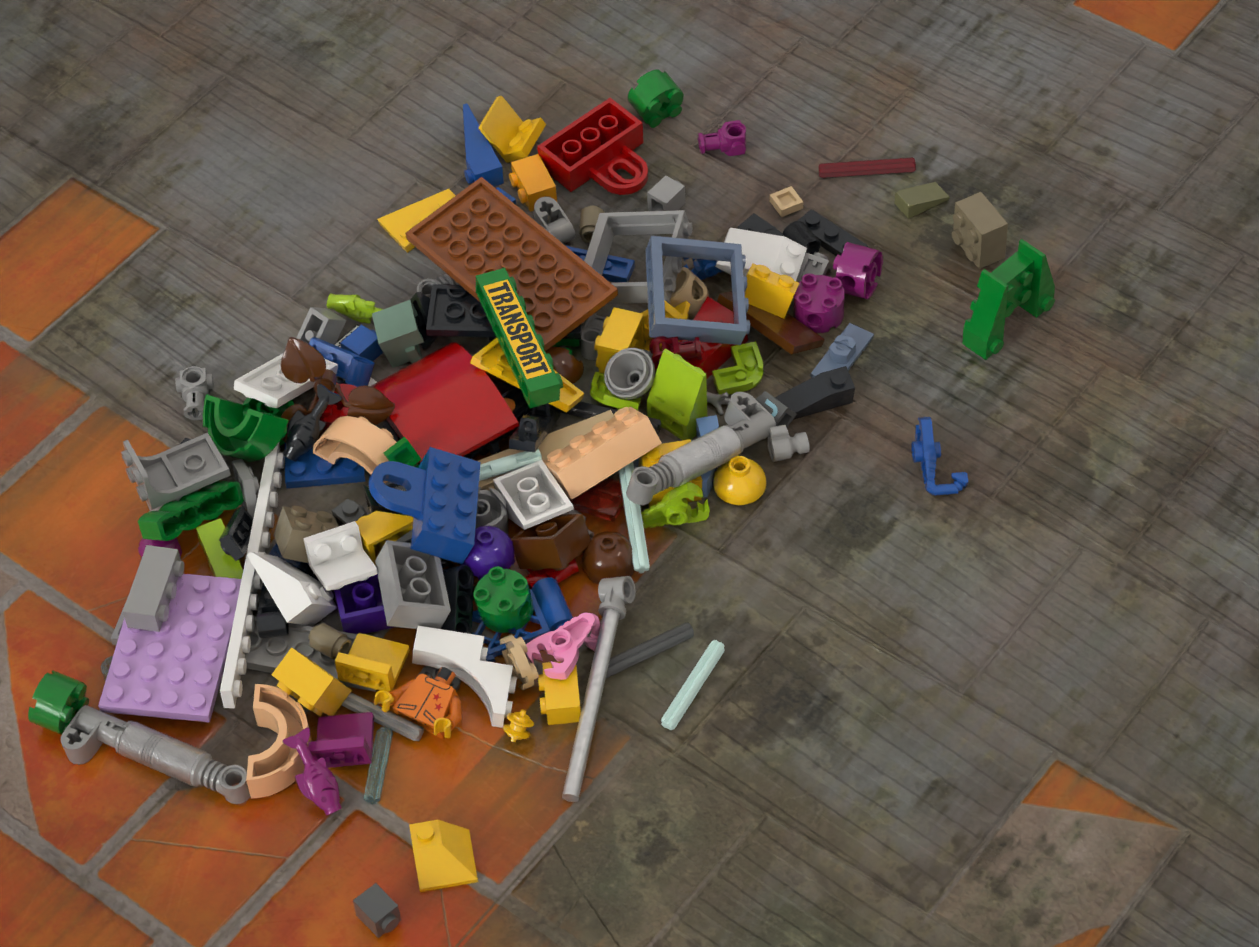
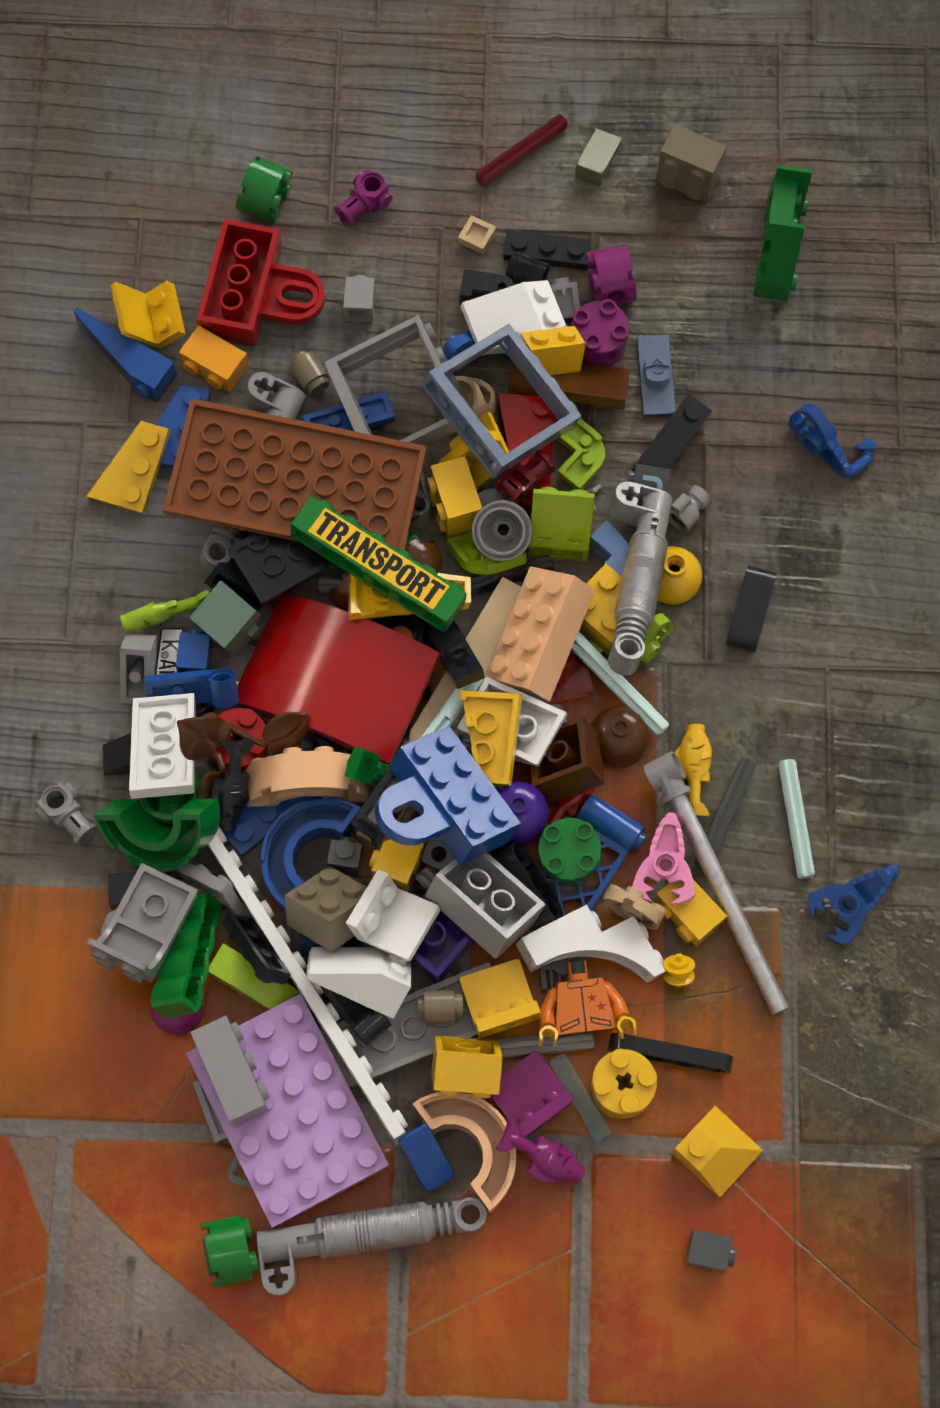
camera: 40 degrees left, 20 degrees up
(237, 727) = (426, 1157): none -> blue slope
(325, 485) = (292, 832): none -> blue brick
(413, 770) = (621, 1065): none -> yellow brick
(465, 774) = (674, 1053): none -> black beam
(511, 488) = (493, 732): none -> yellow wing
(647, 607) = (696, 759): none -> yellow animal
(685, 752) = (853, 900): none -> blue animal
(778, 532) = (751, 608): none -> black beam

